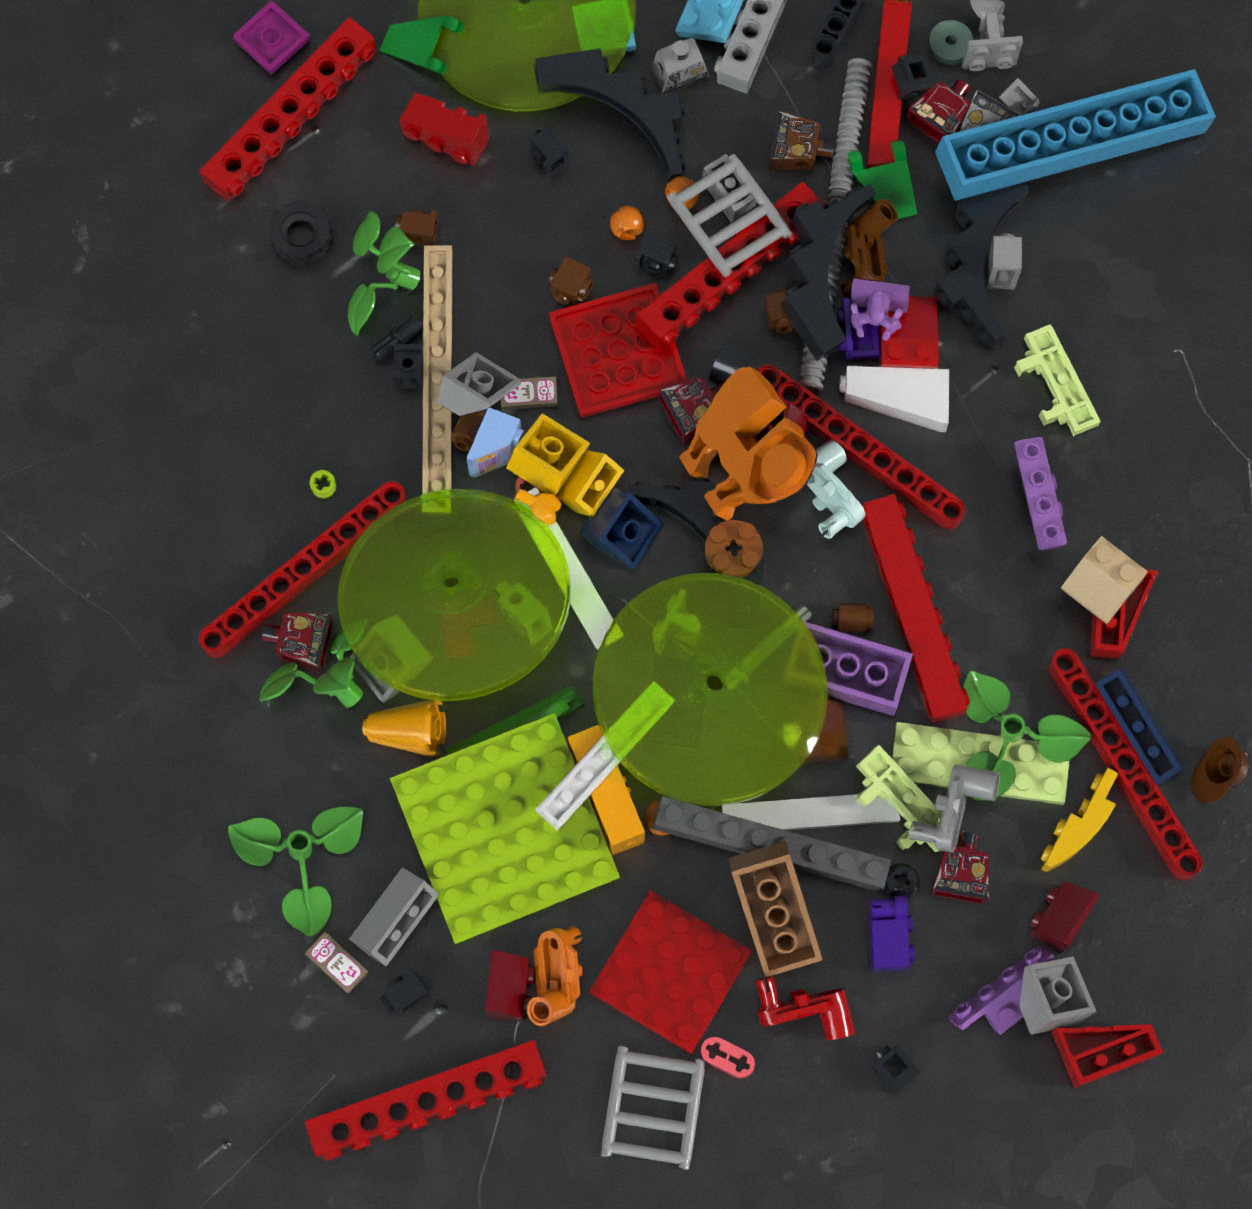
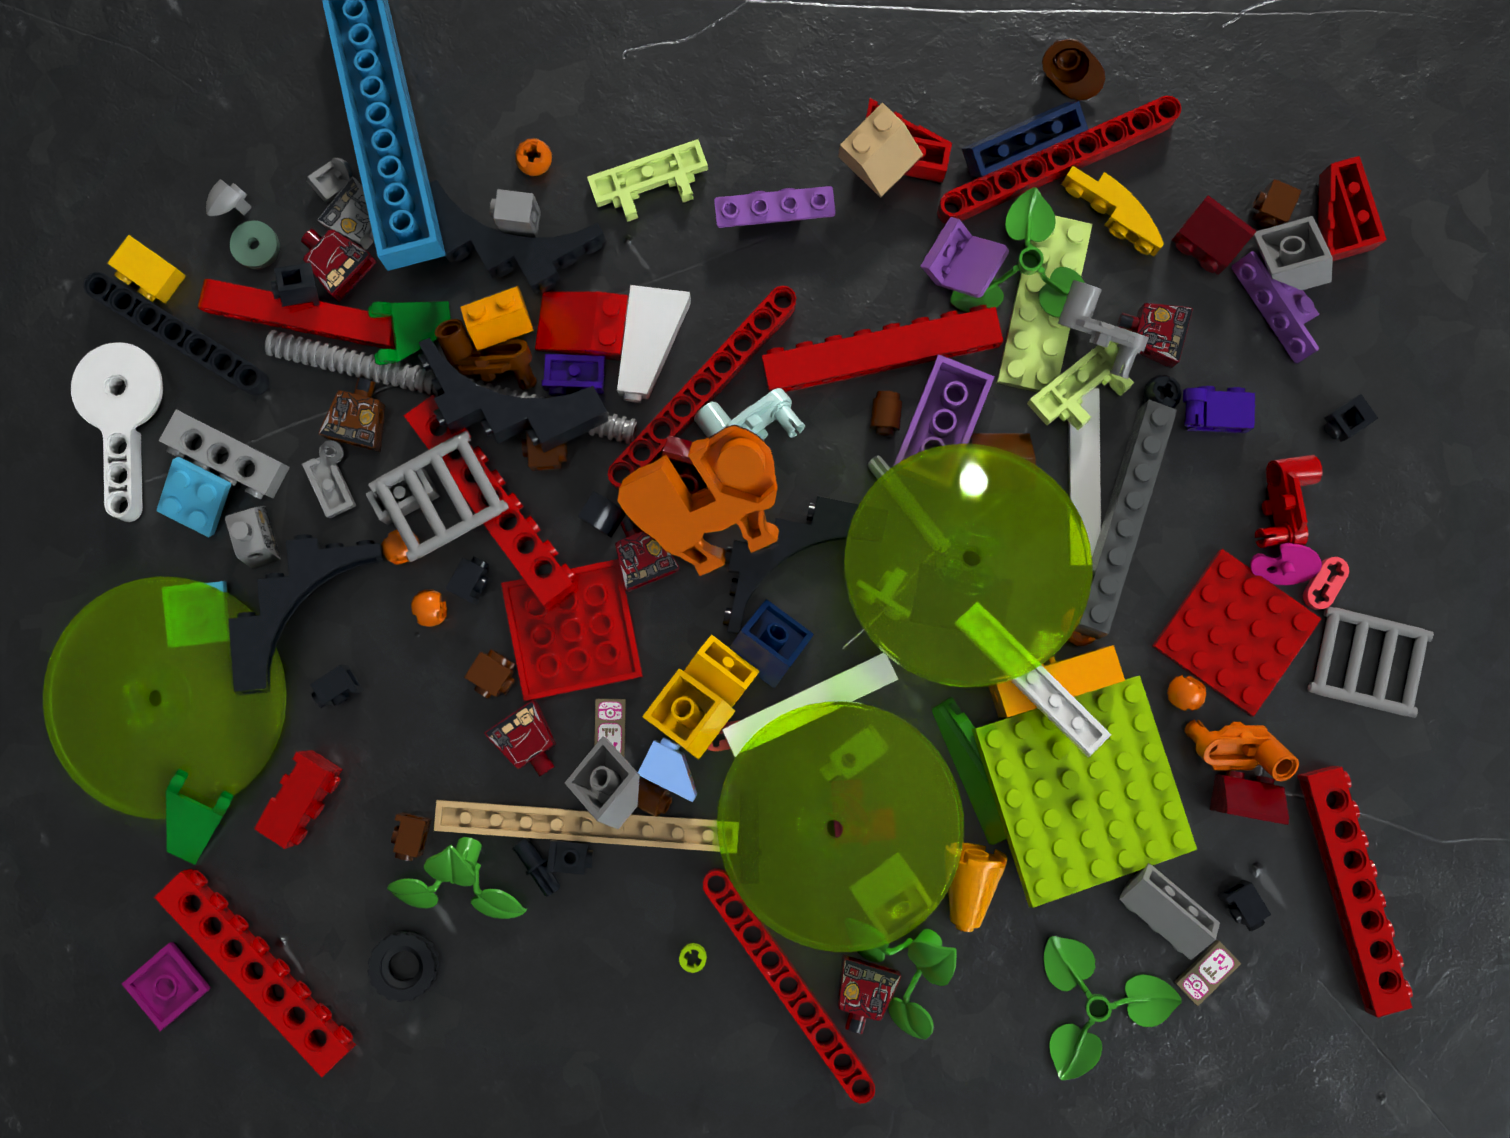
camera: 85 degrees left, 10 degrees up
(514, 317) = (524, 738): none -> dark red torso
(542, 505) = (746, 724): light orange rock -> none
(606, 922) = (1186, 693): none -> orange piece
(733, 532) = (822, 538): dark orange plate -> none
(737, 126) = (328, 480): none -> light grey hinge
(742, 1019) = (1293, 566): none -> dark pink piece
(775, 909) = (1196, 520): medium nougat brick -> none
(878, 300) = (547, 348): medium lavender piece -> none
(904, 253) = (497, 318): none -> light orange slope
(992, 48) = (268, 199): light grey bracket -> none
(1012, 675) = (963, 260): none -> medium lavender bracket
(1072, 271) = (527, 149): none -> orange piece
(1106, 981) = (1275, 204): none -> reddish brown brick

